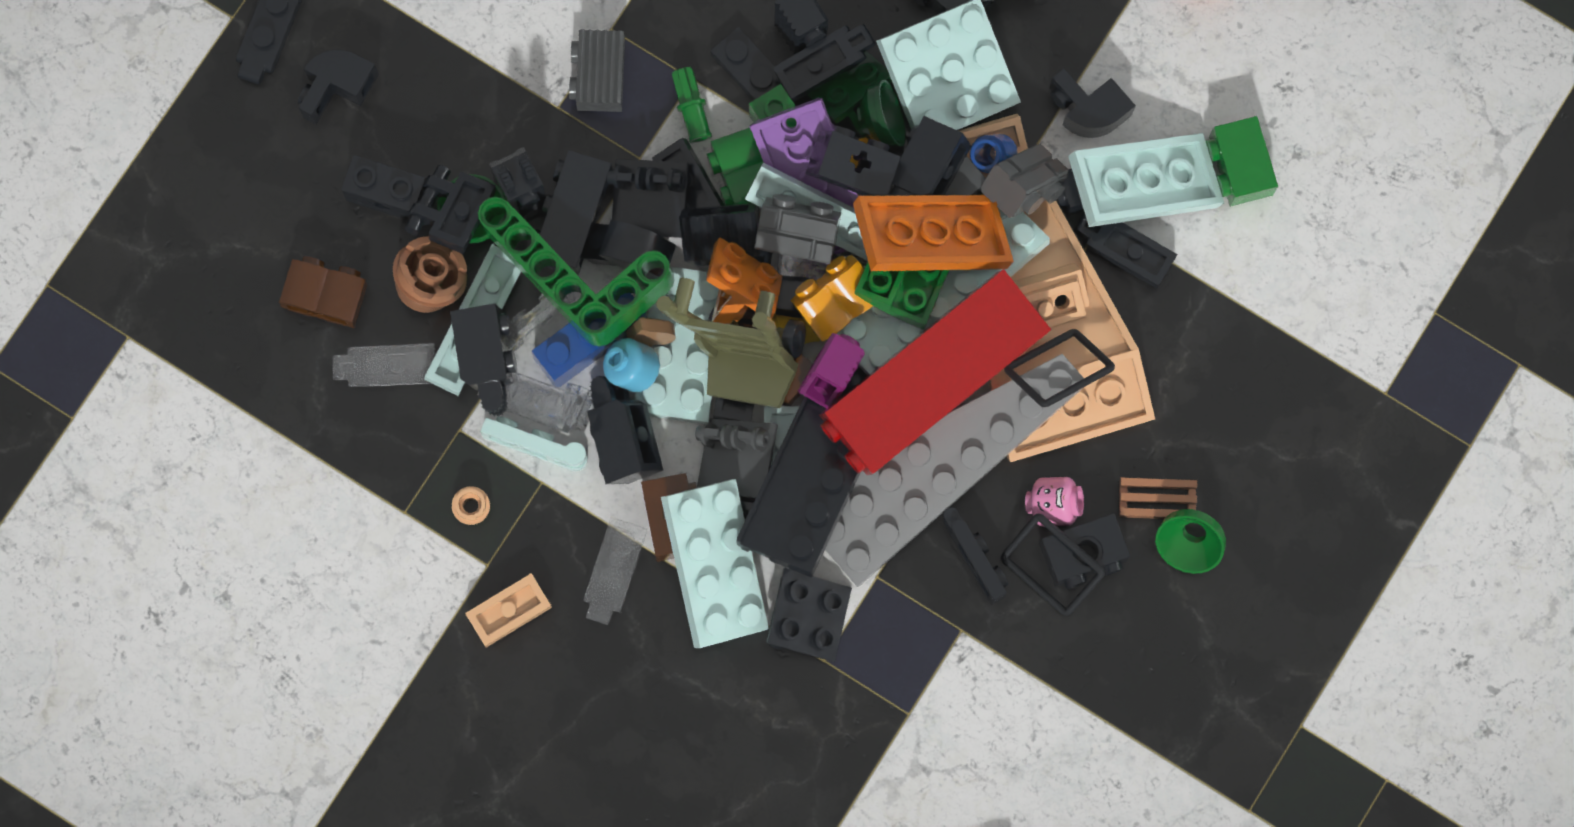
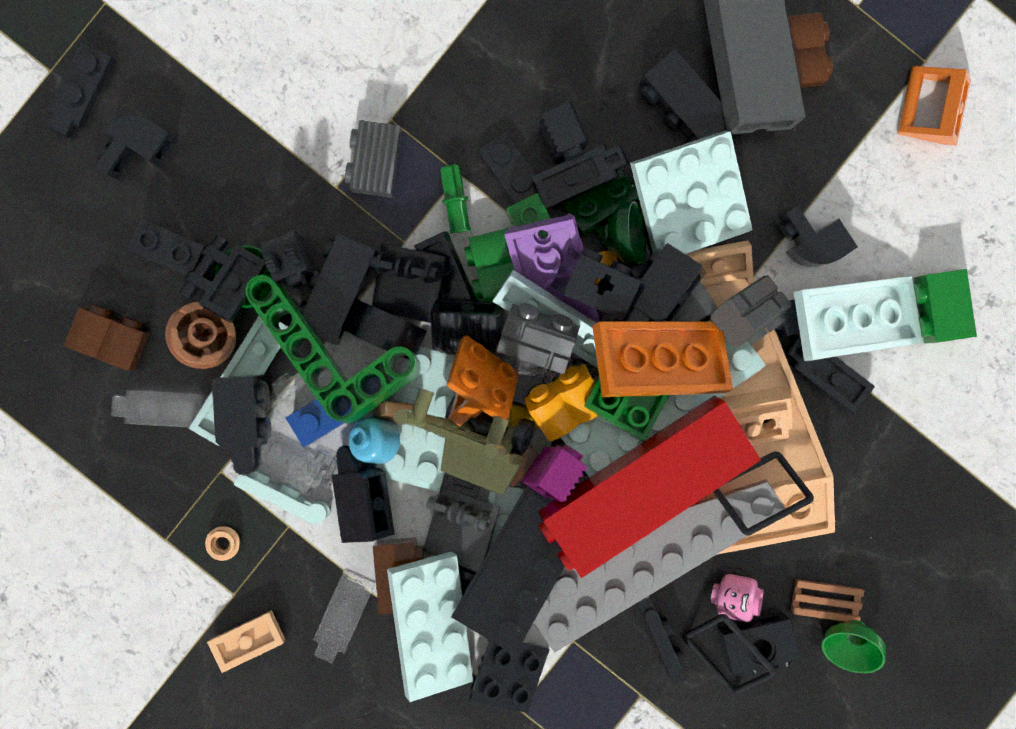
camera: 10 degrees right, 10 degrees up
(984, 148) = (716, 284): blue brick -> none

